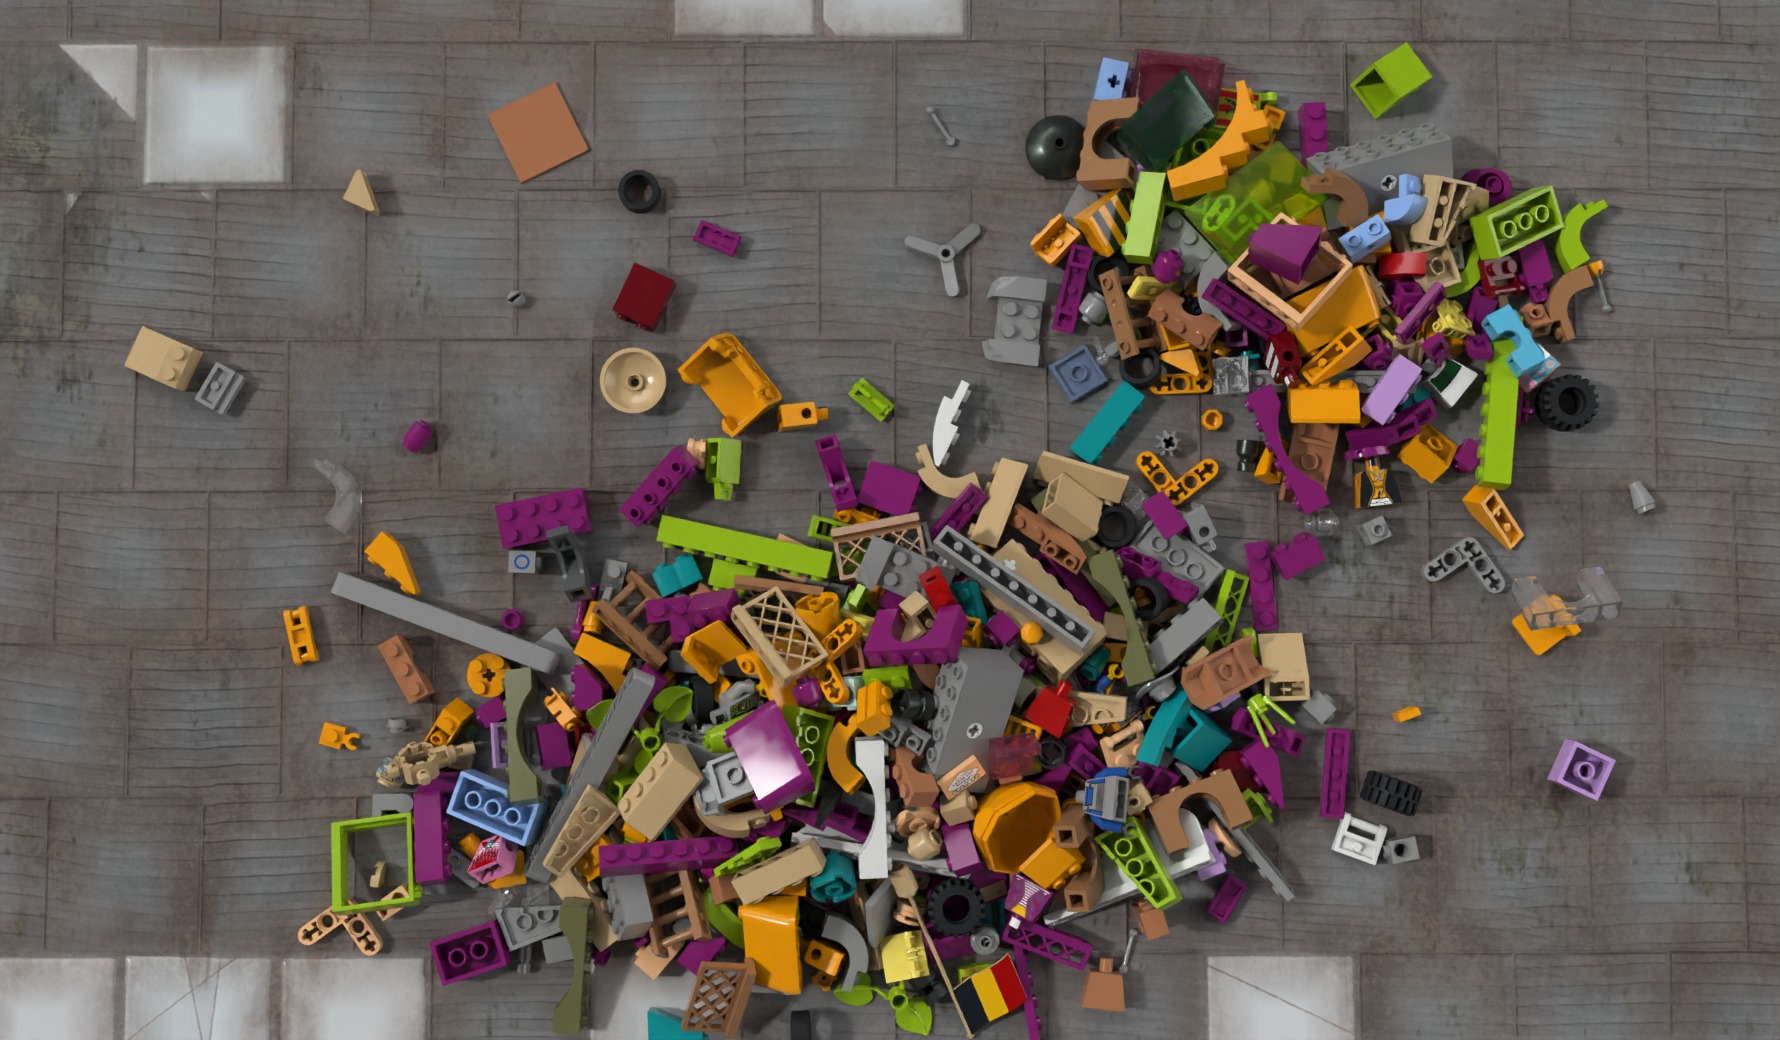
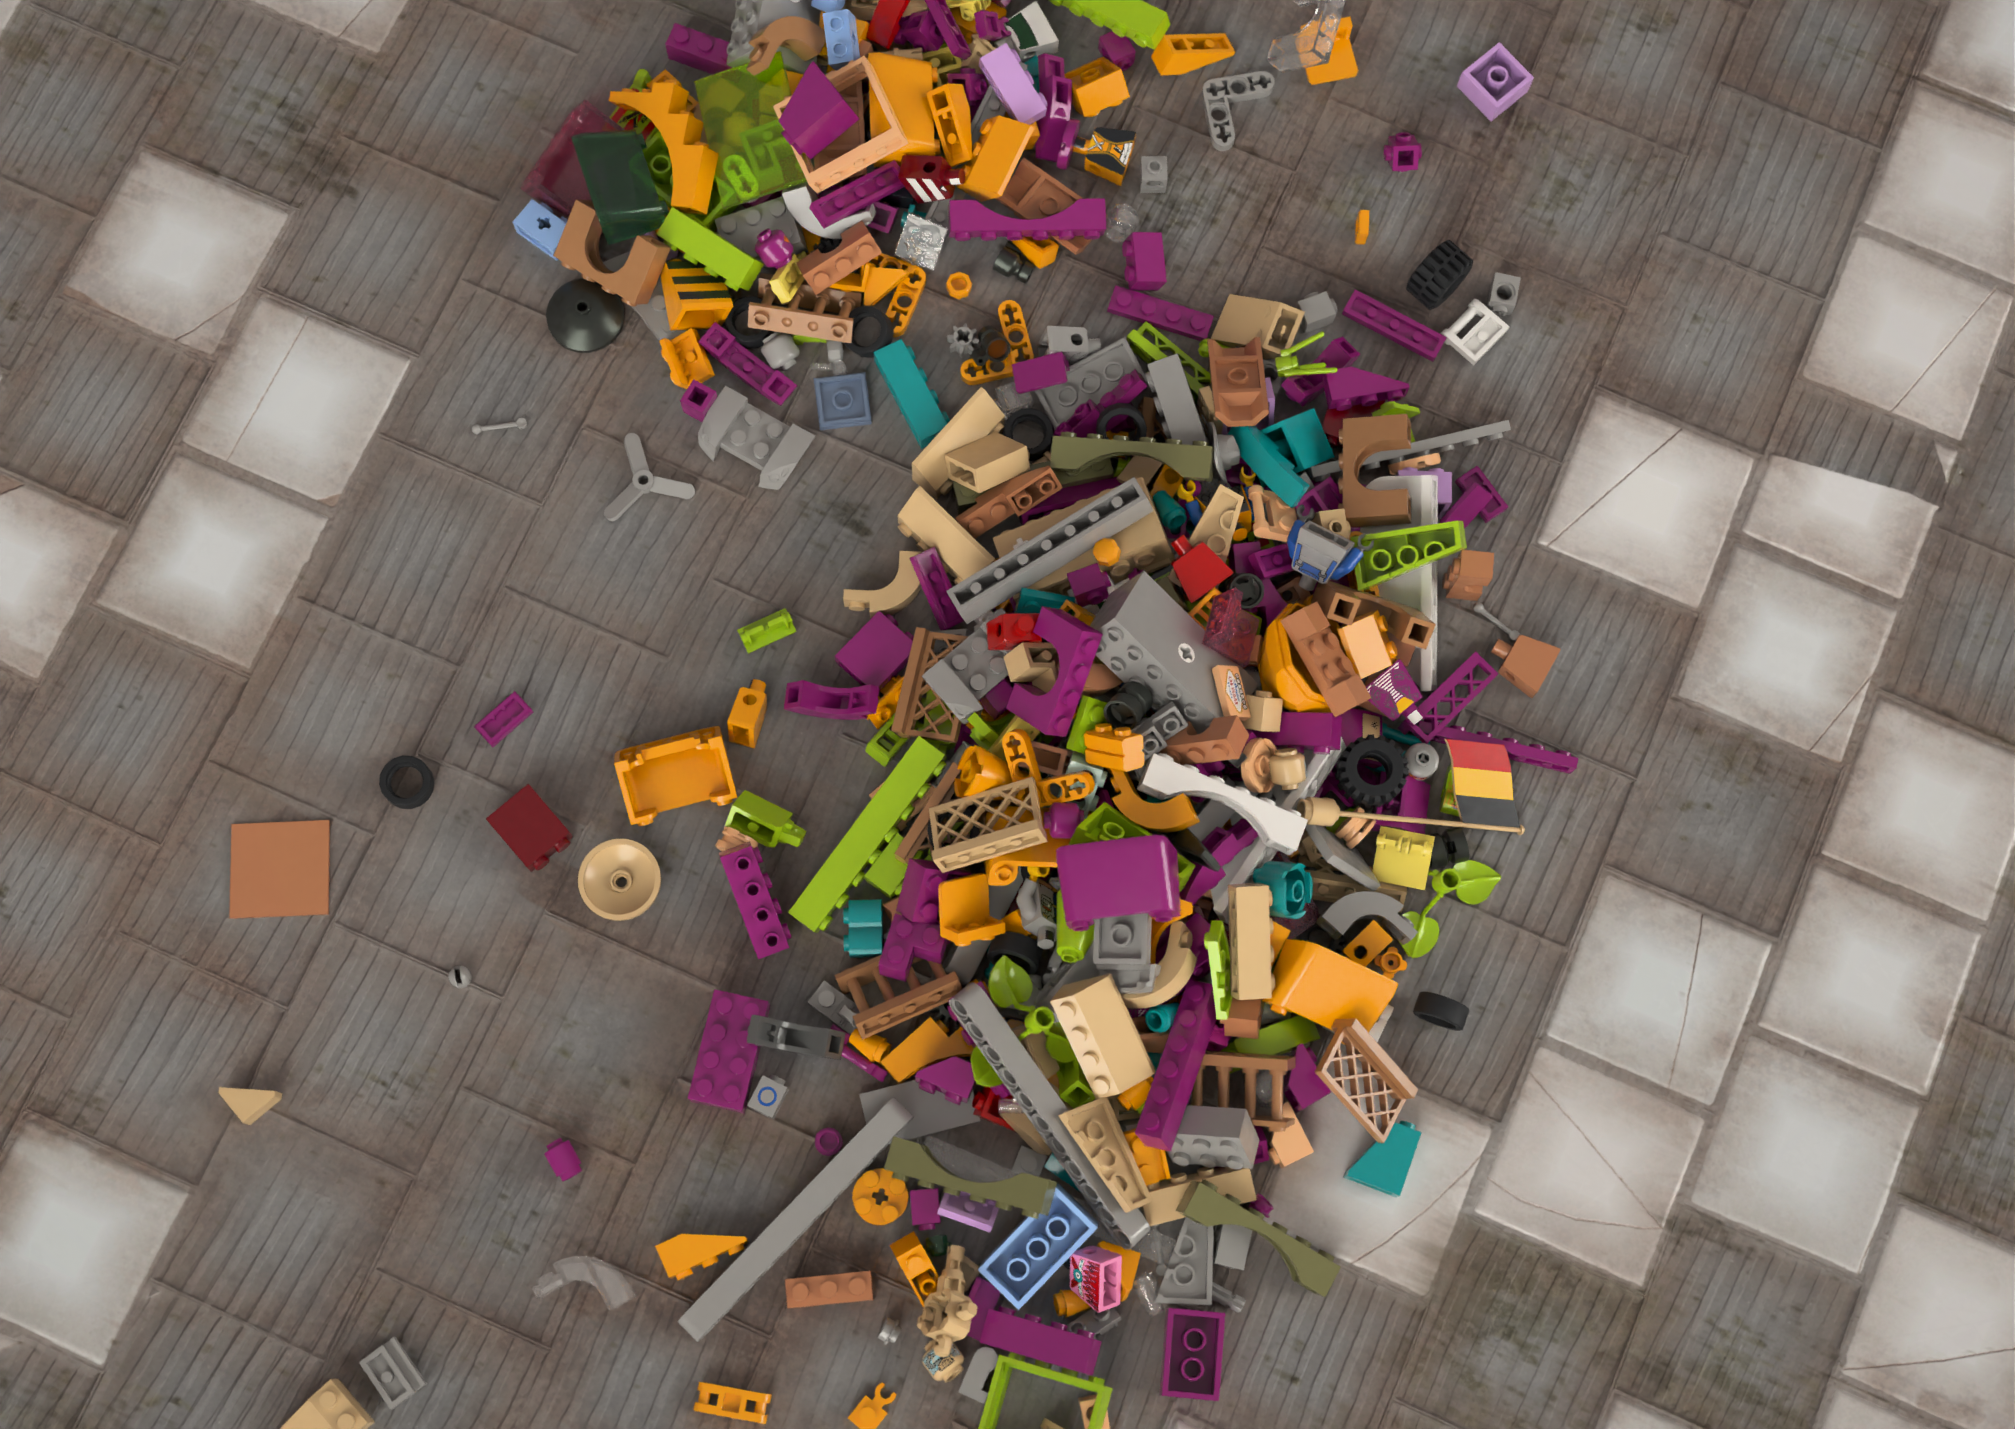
camera: 70 degrees left, 10 degrees down
(553, 746) = (995, 1150): magenta brick -> none
(569, 716) = (950, 1121): light orange hinge -> none
(697, 829) = (1161, 1017): none -> teal cone
(944, 431) = (837, 566): white slope -> none
(1019, 839) = (1325, 659): none -> nougat piece
(1025, 265) = (698, 400): none -> magenta brick
(1172, 469) = (993, 346): none -> pearl dark grey piece
(1206, 892) = (1468, 505): none -> magenta slope
(1220, 348) = (886, 242): light orange plate -> none
(1484, 720) = (1402, 152): none -> magenta brick

